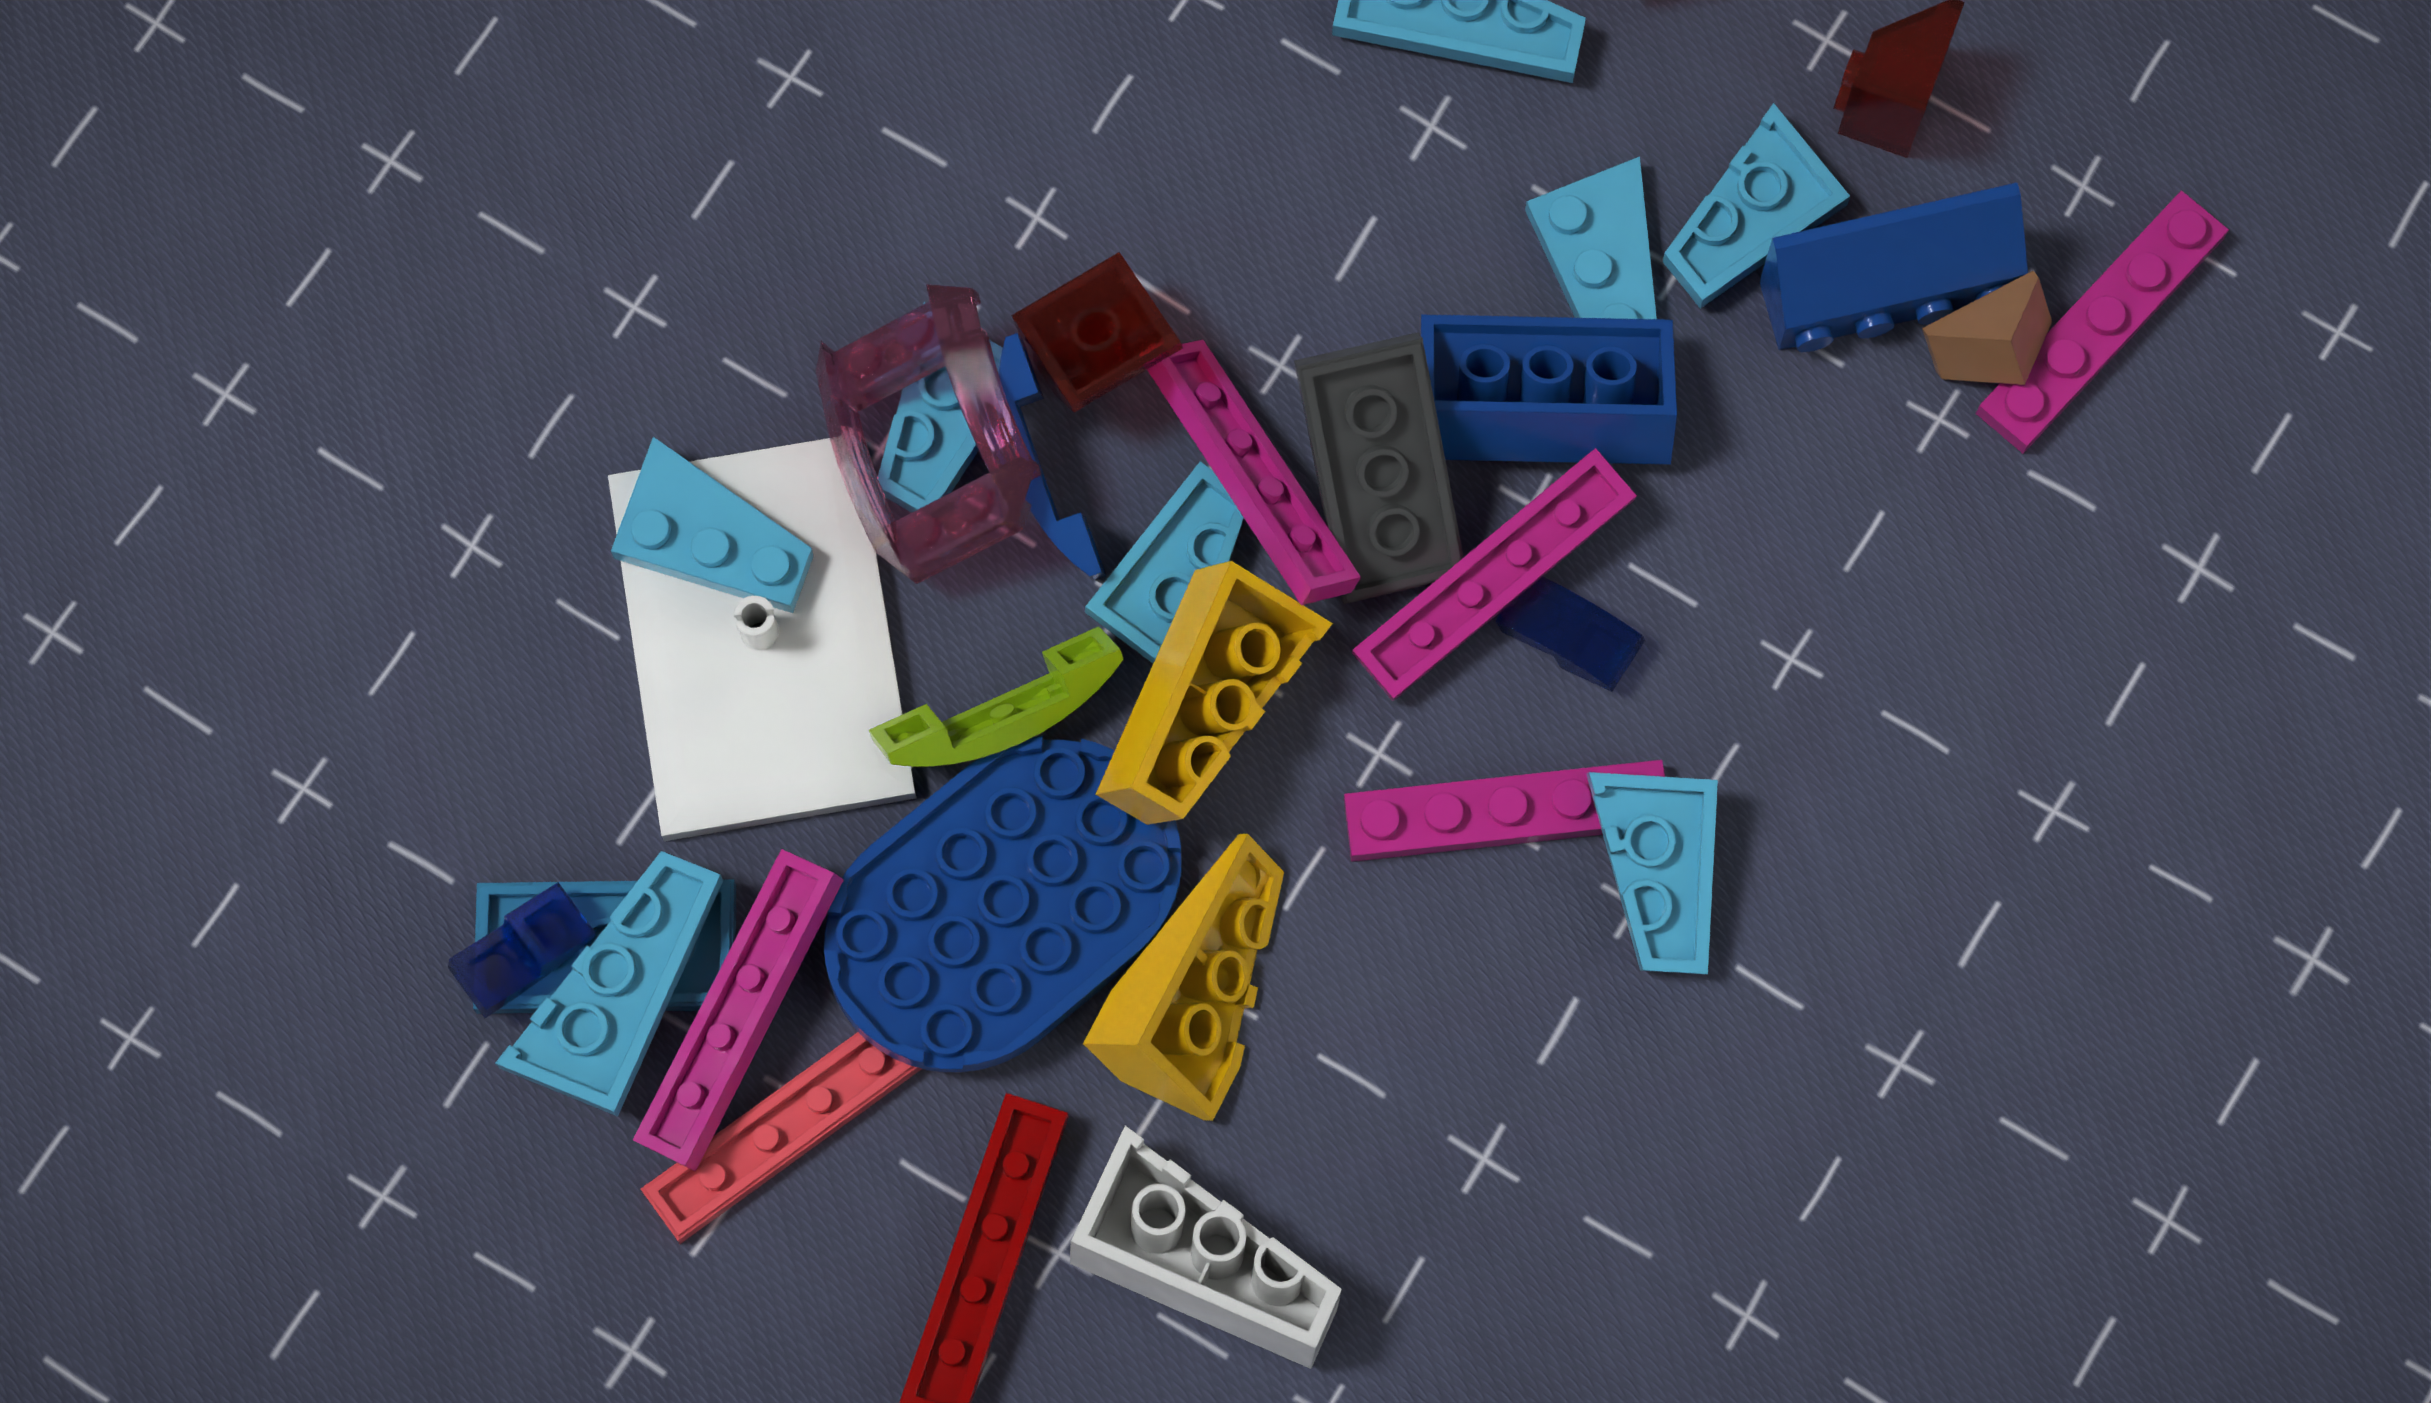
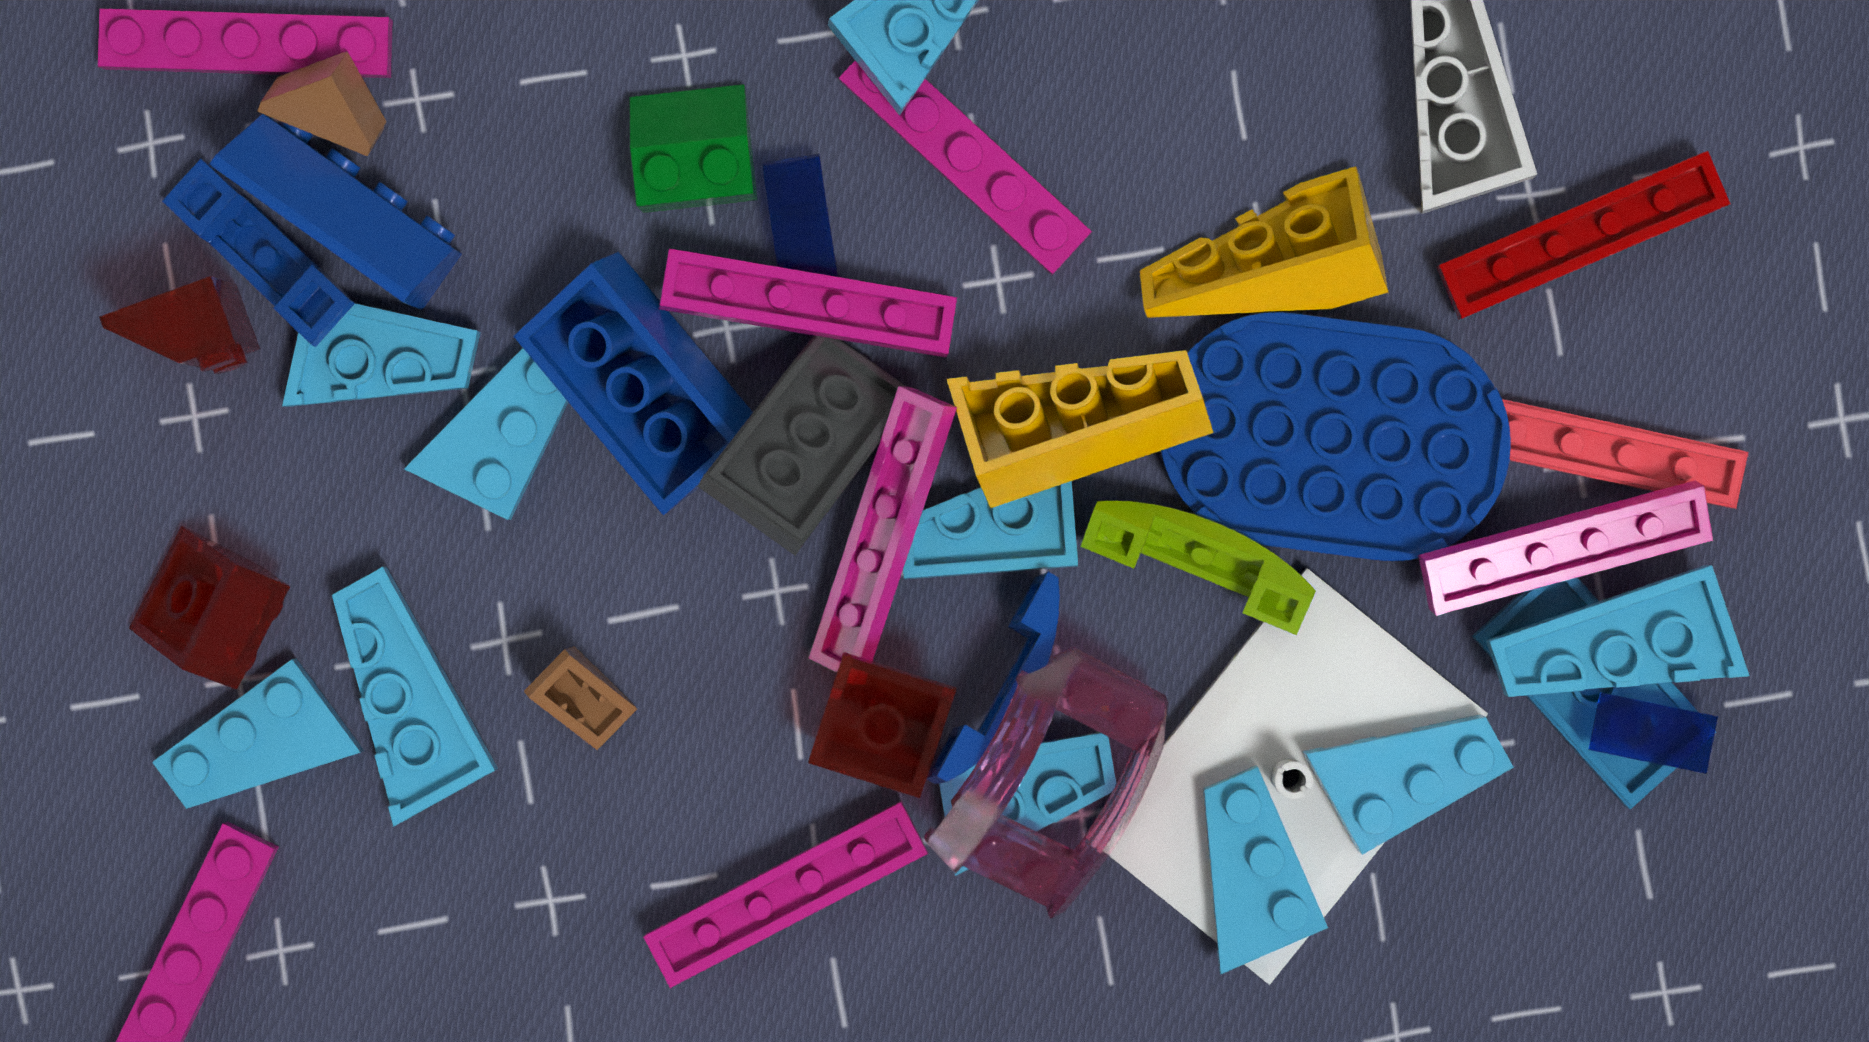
camera: 130 degrees left, 15 degrees up
(671, 718) = (1406, 776): none -> medium azure wing
(1030, 164) = (785, 894): none -> dark pink plate
(1333, 138) = (581, 697): none -> medium nougat slope
(1706, 592) = (691, 149): none -> green slope
(1849, 188) = (259, 252): none -> blue slope

